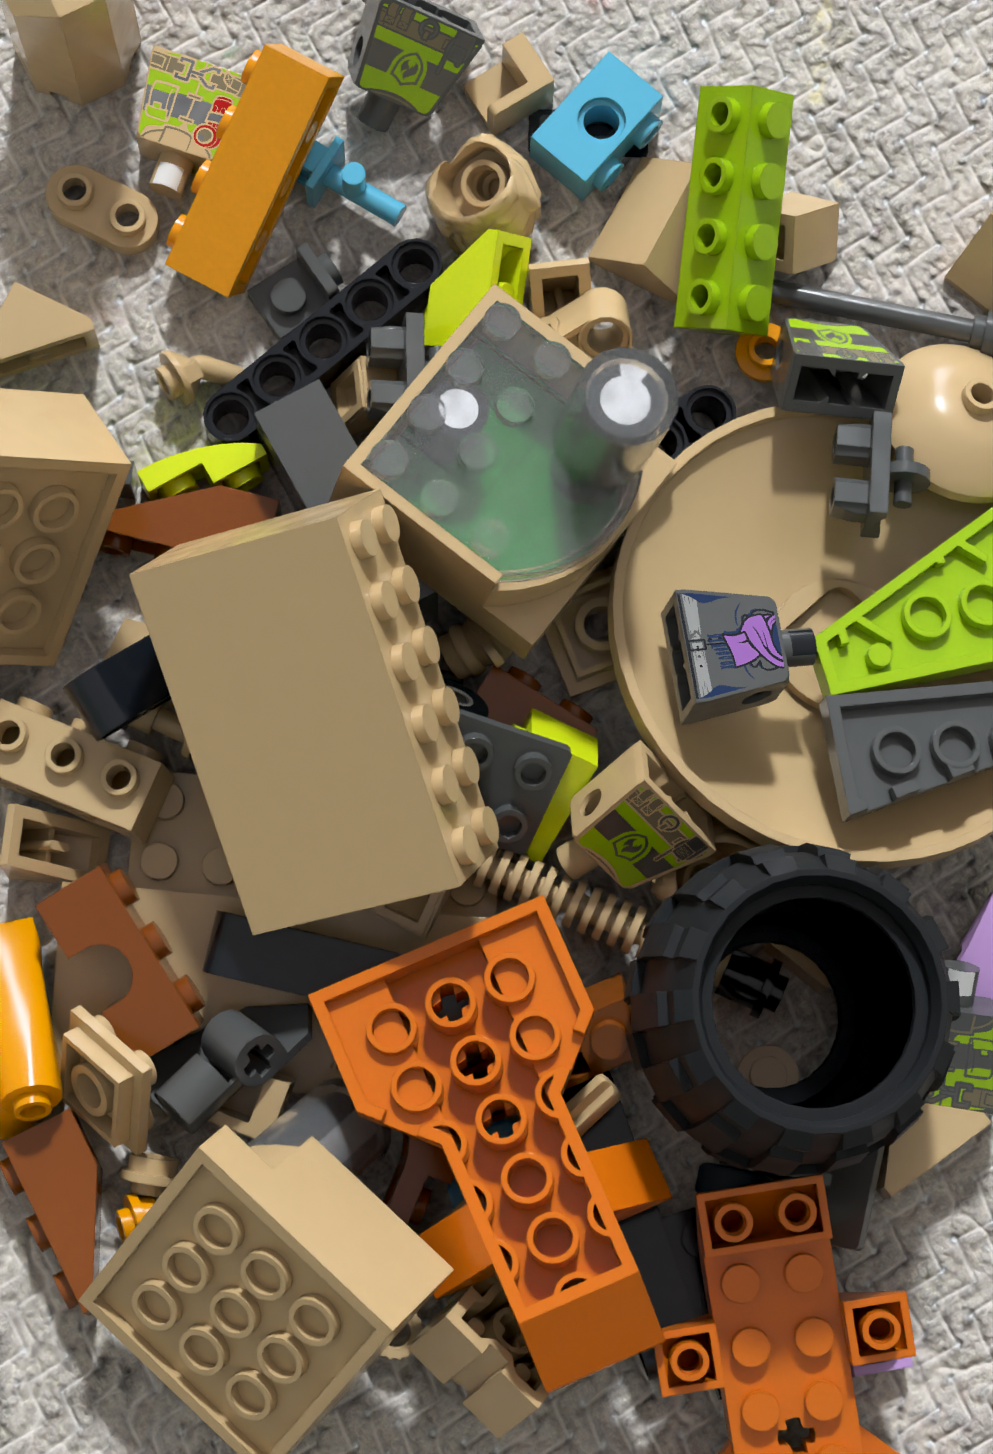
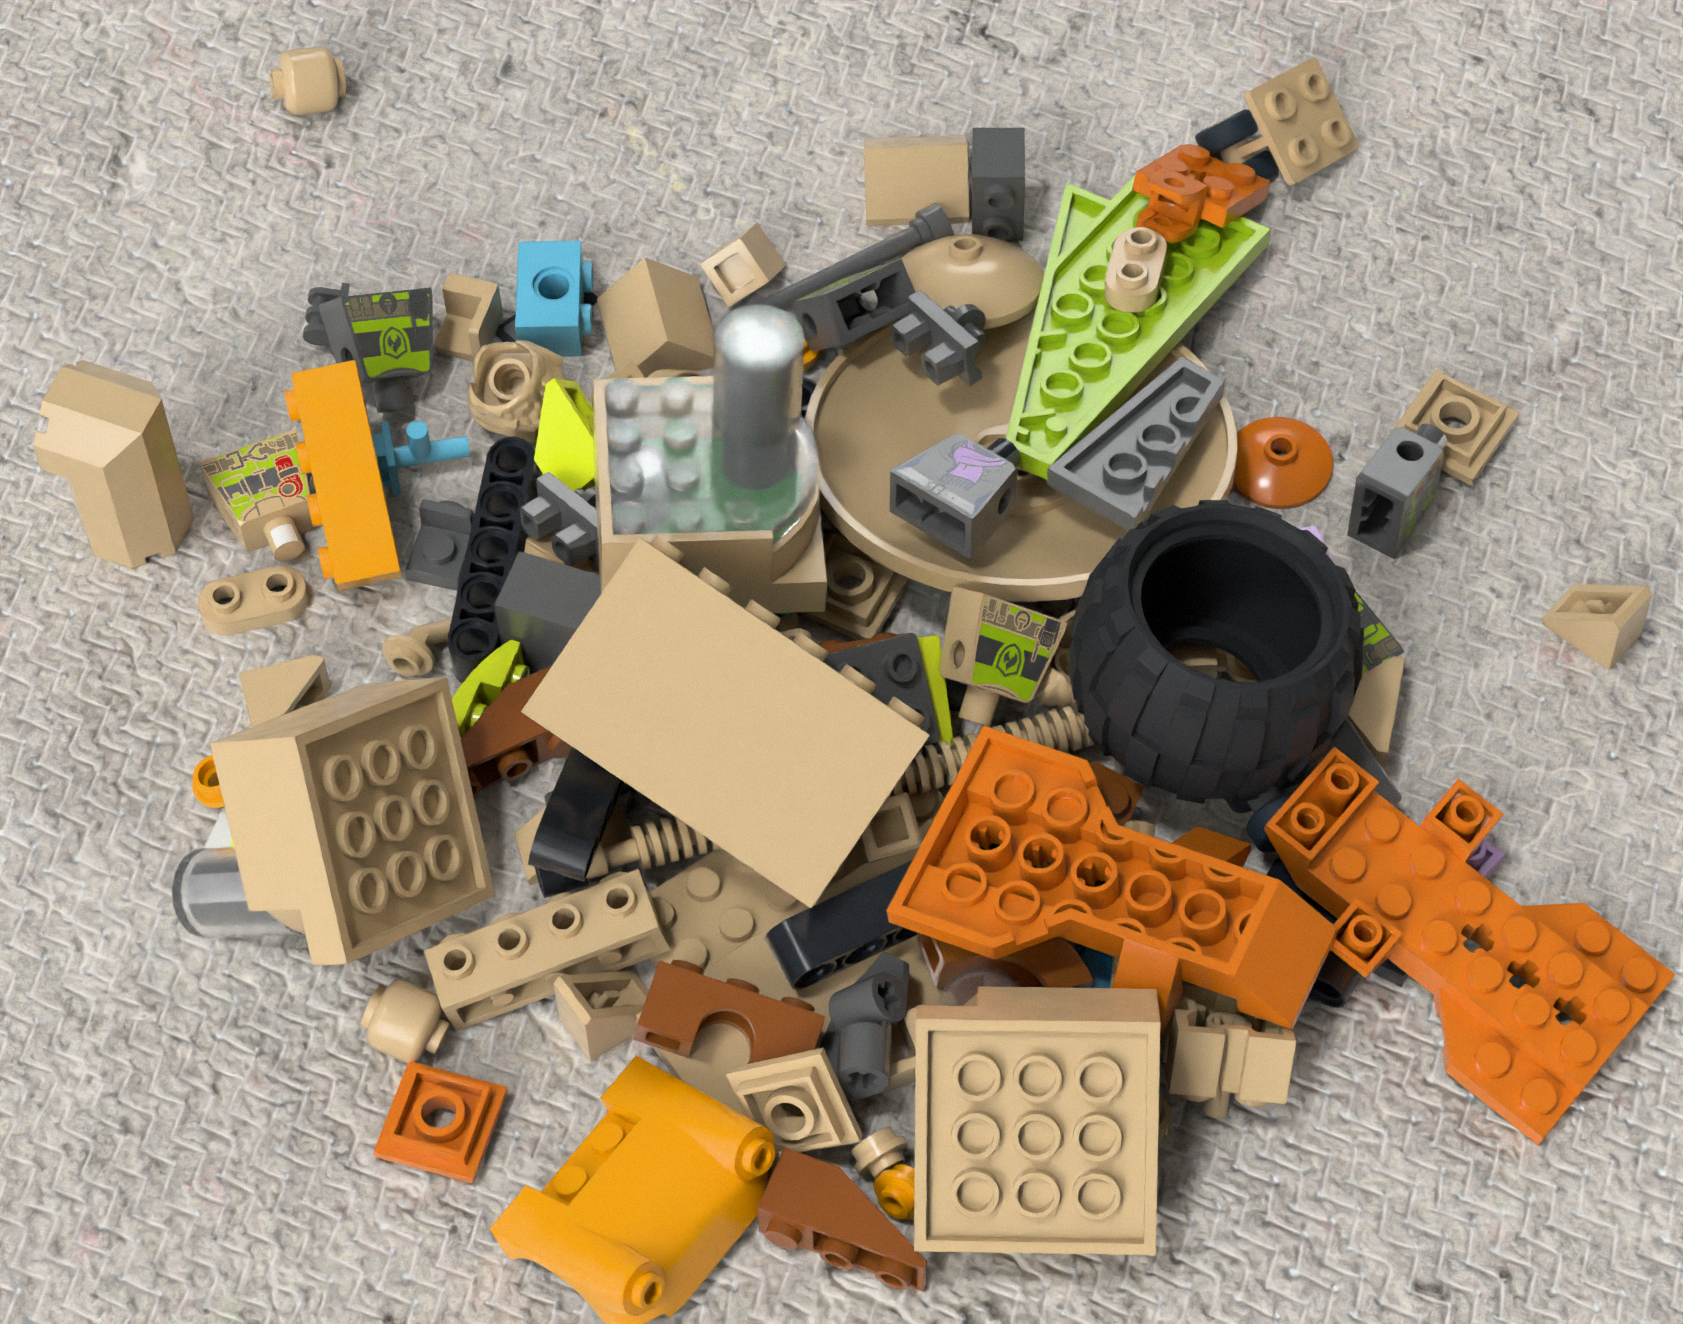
camera: 35 degrees left, 20 degrees down
(739, 209) = (684, 249): lime brick -> none

